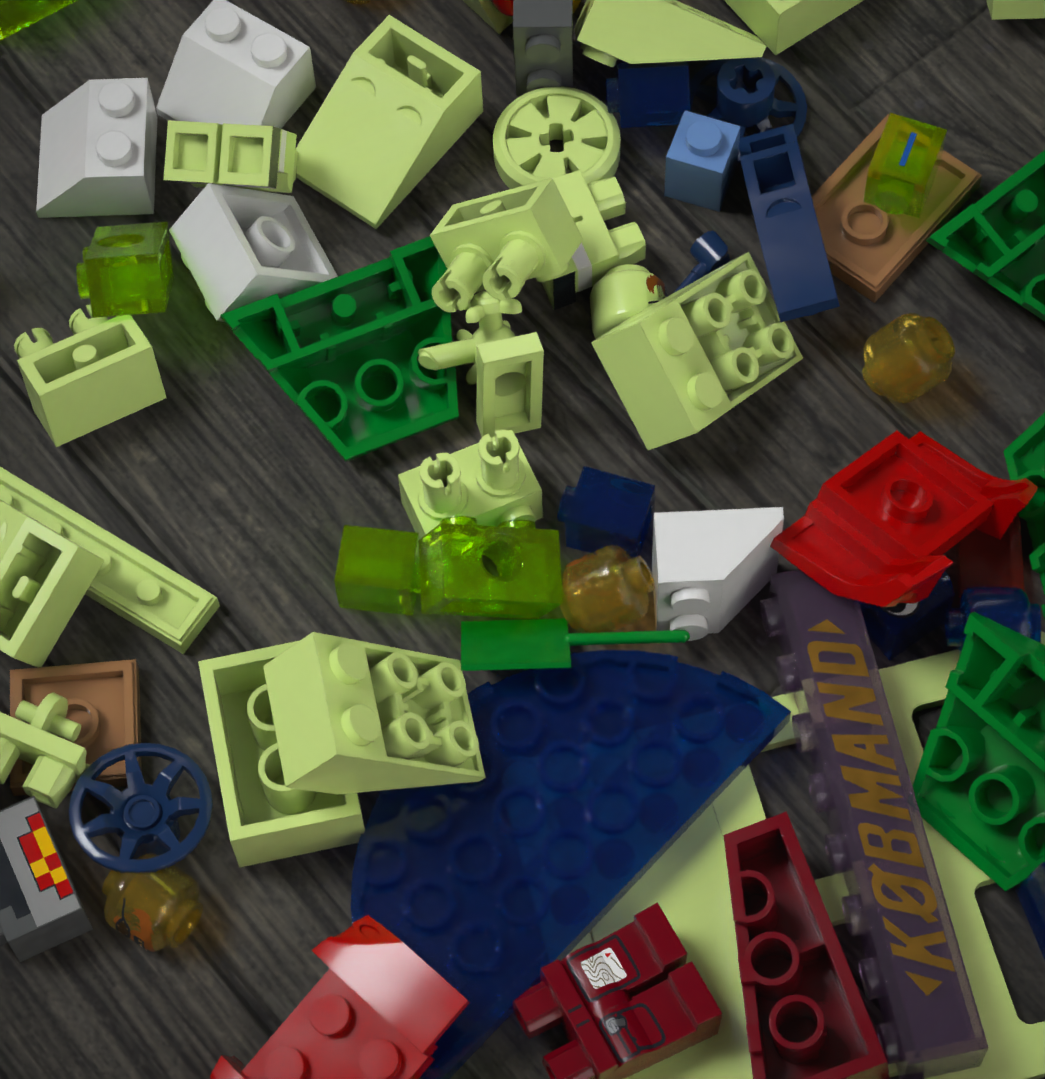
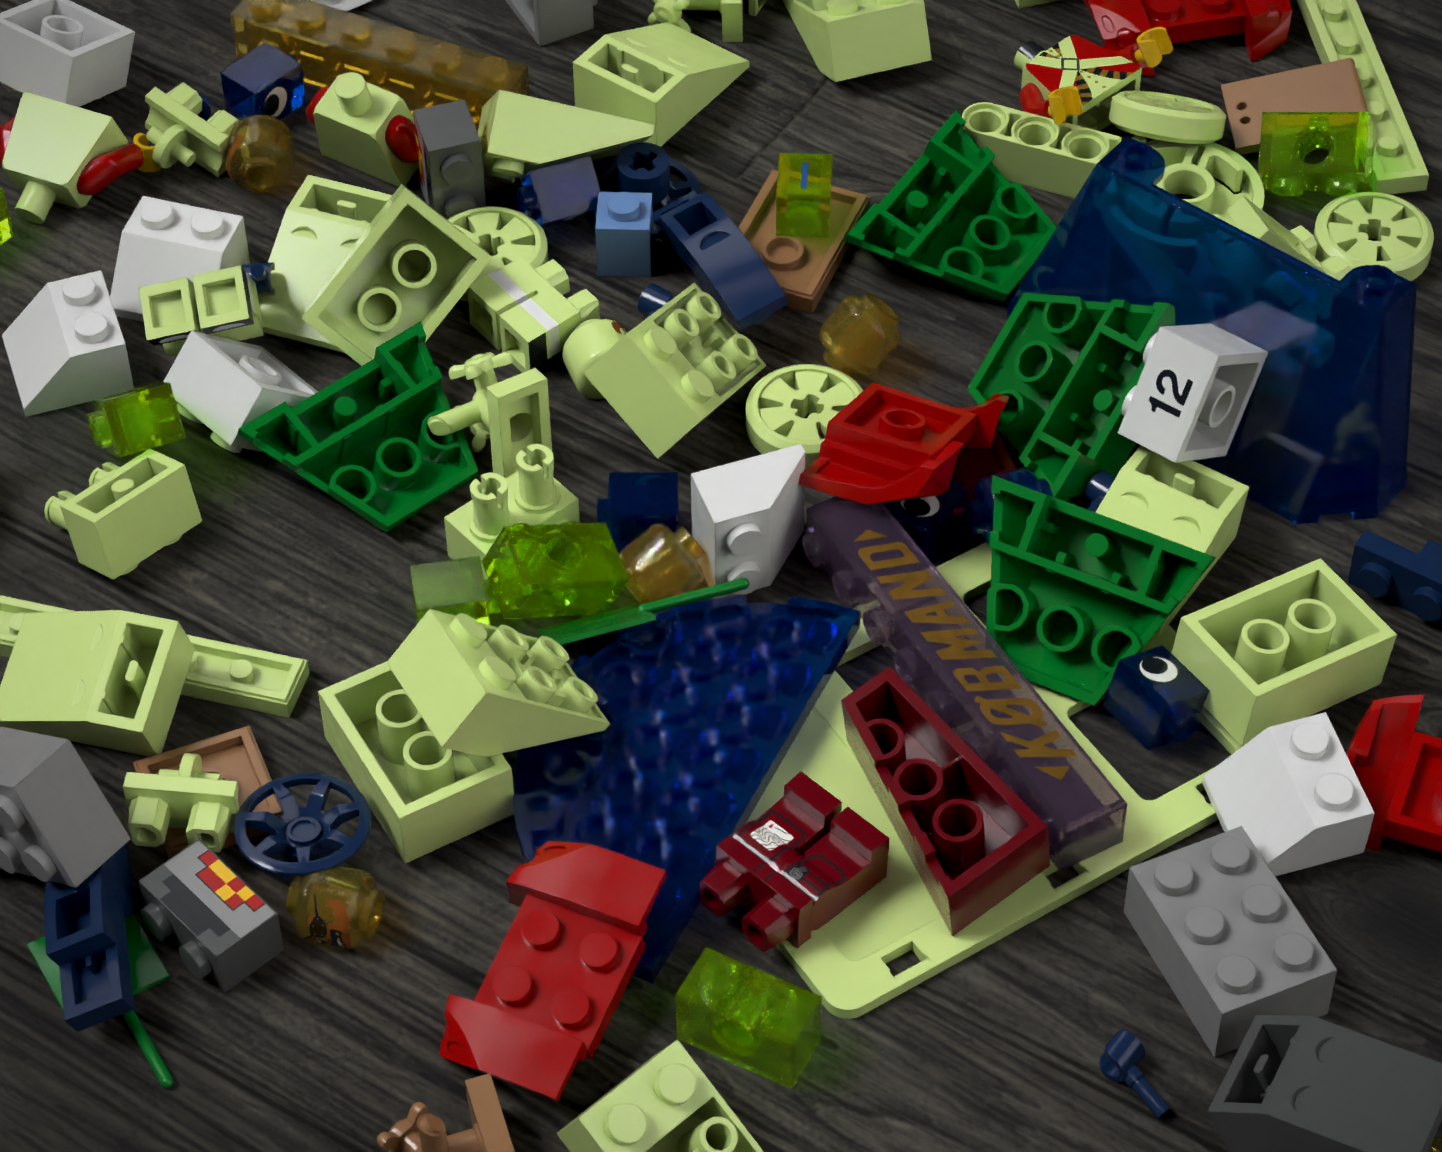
camera: 20 degrees left, 15 degrees down
(301, 124) = (261, 275): none -> dark blue hand
(442, 154) = (398, 273): none -> yellowish green slope
(502, 243) = (479, 313): yellowish green brick -> none
(815, 405) = (784, 398): none -> yellowish green wheel

